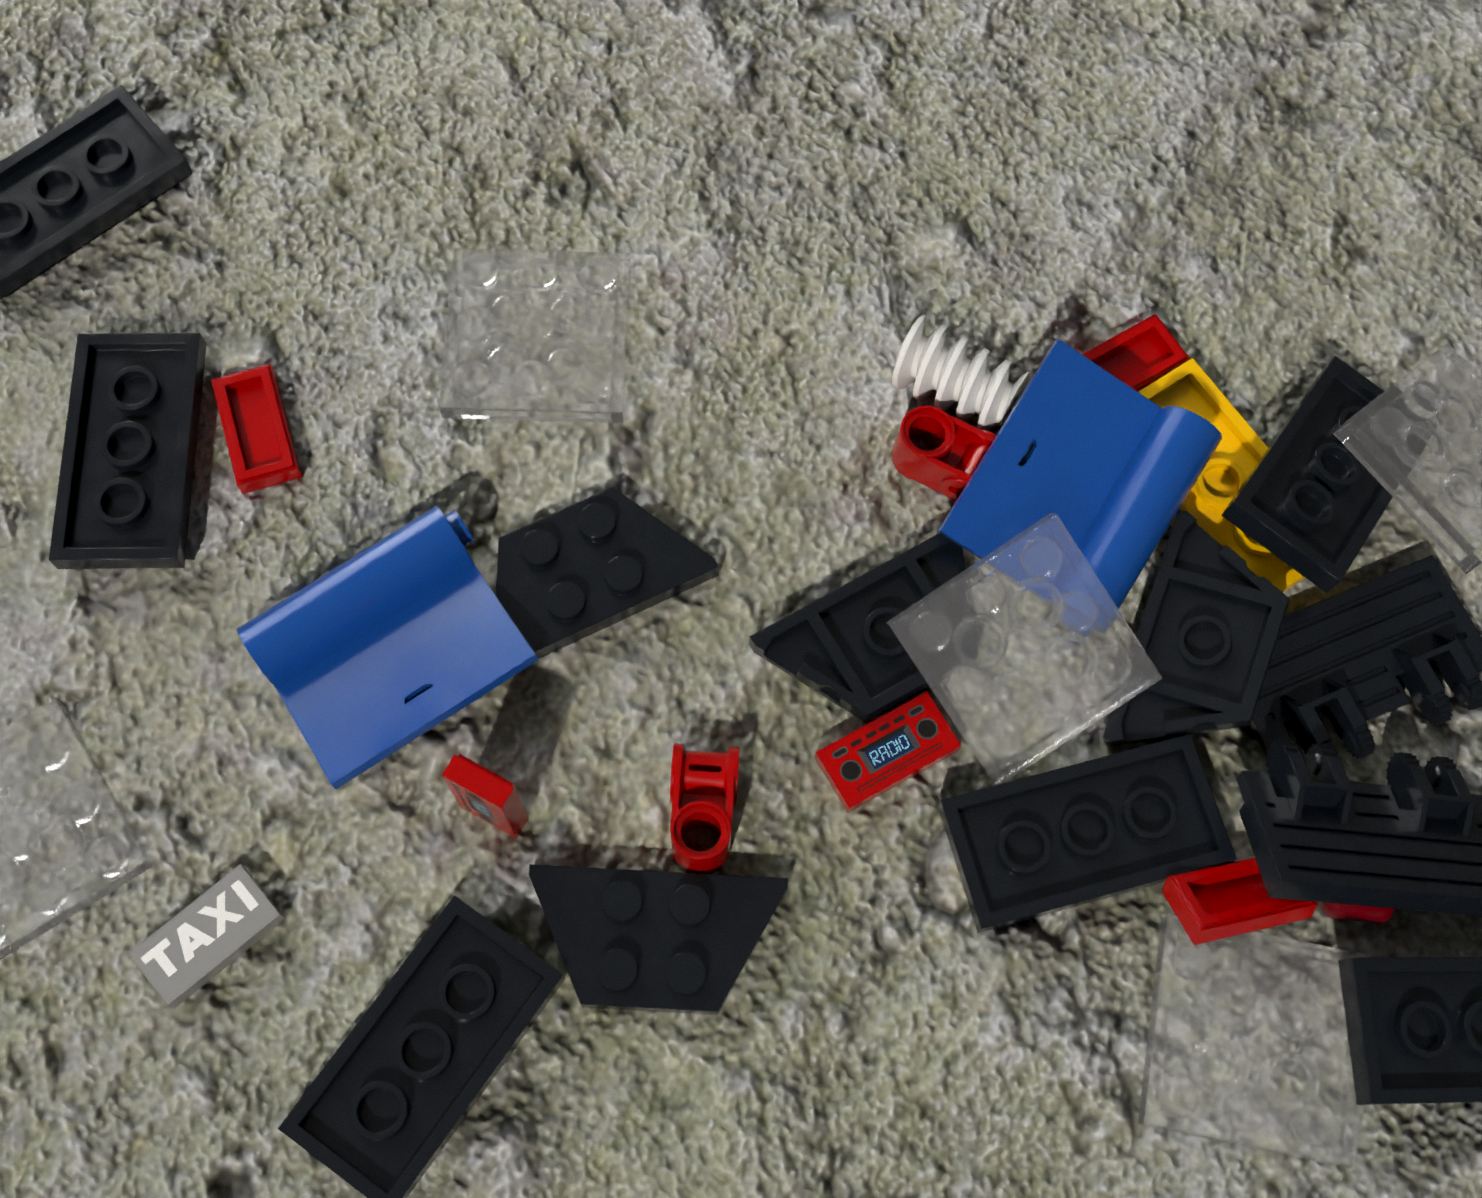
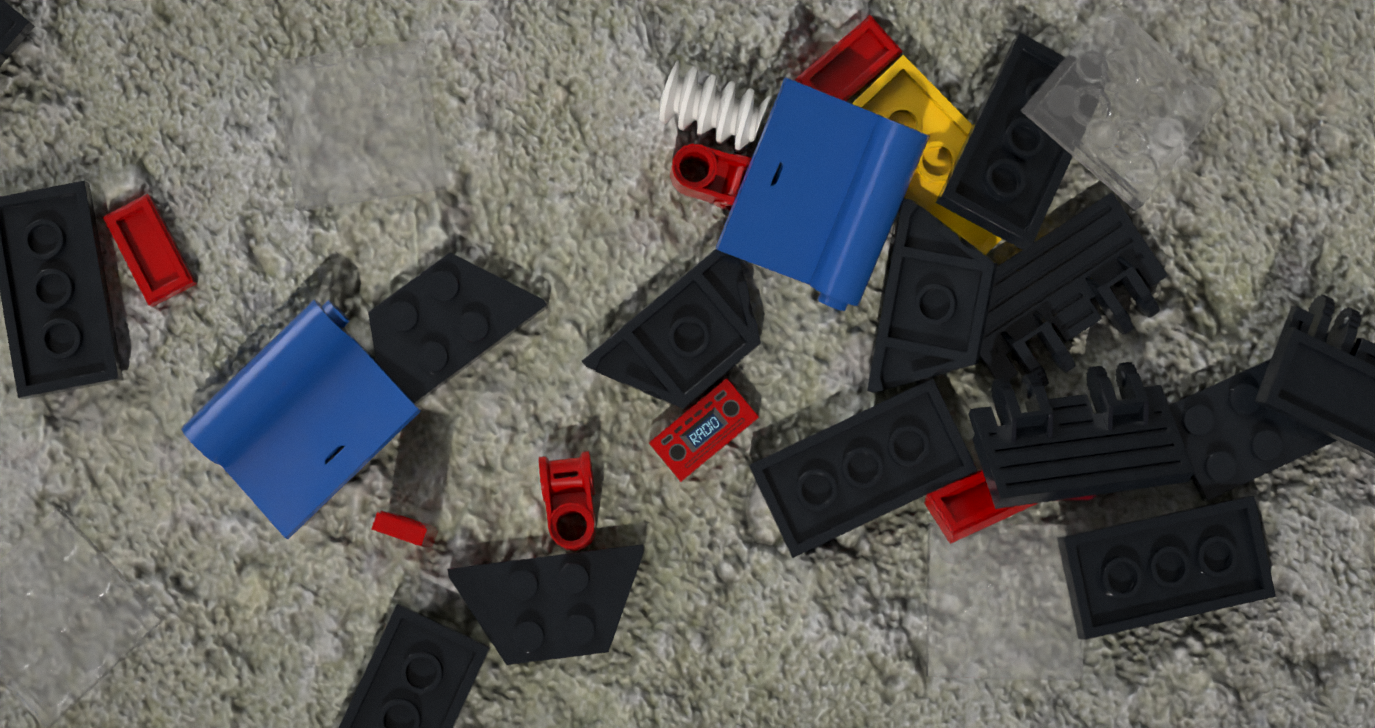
camera: 10 degrees left, 15 degrees up
(206, 936) = (218, 664): light grey tile -> none
(1024, 649) = (794, 339): clear plate -> none

